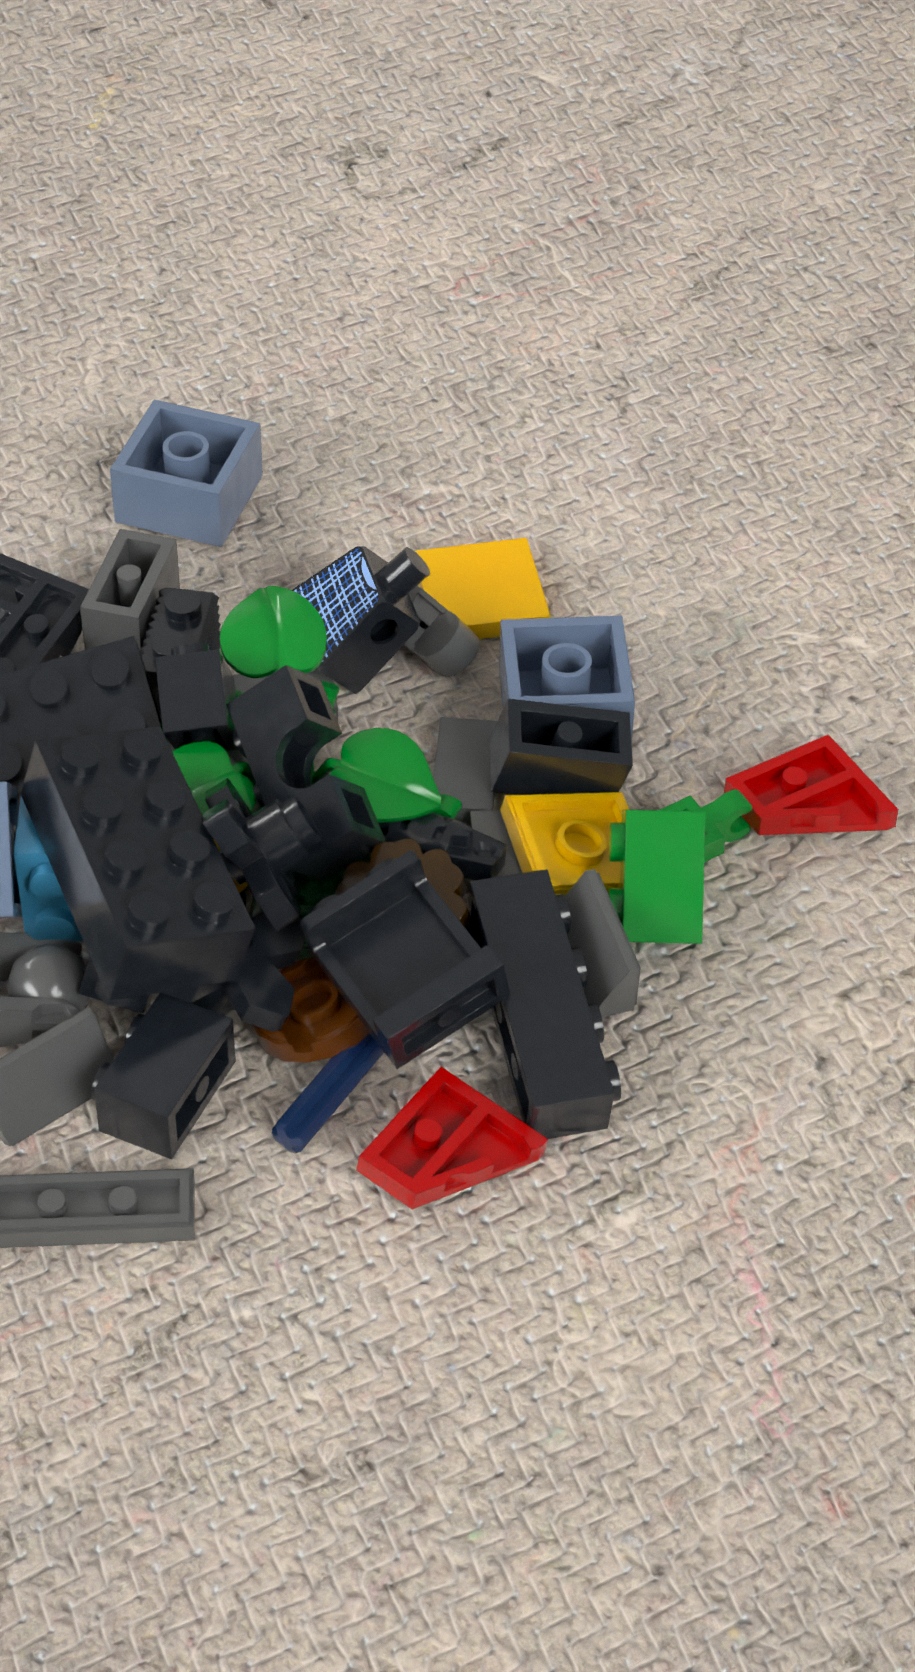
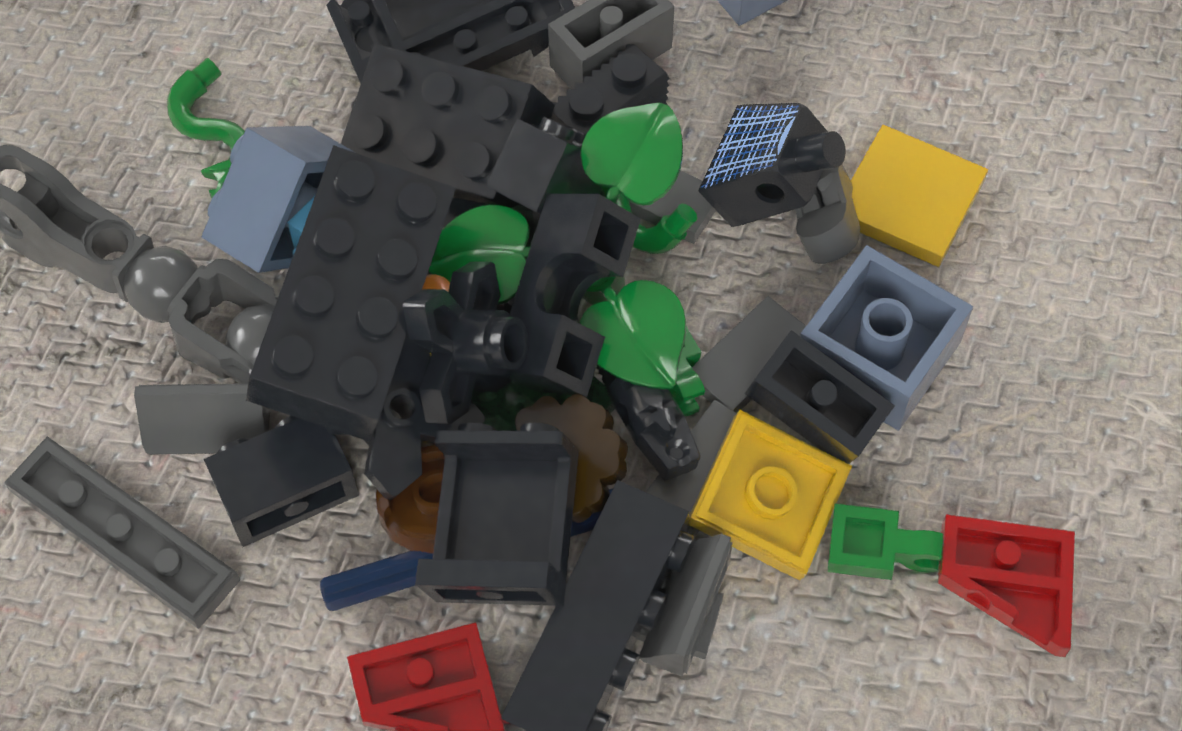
camera: 40 degrees right, 15 degrees up
(659, 875) = (790, 575): green brick -> none

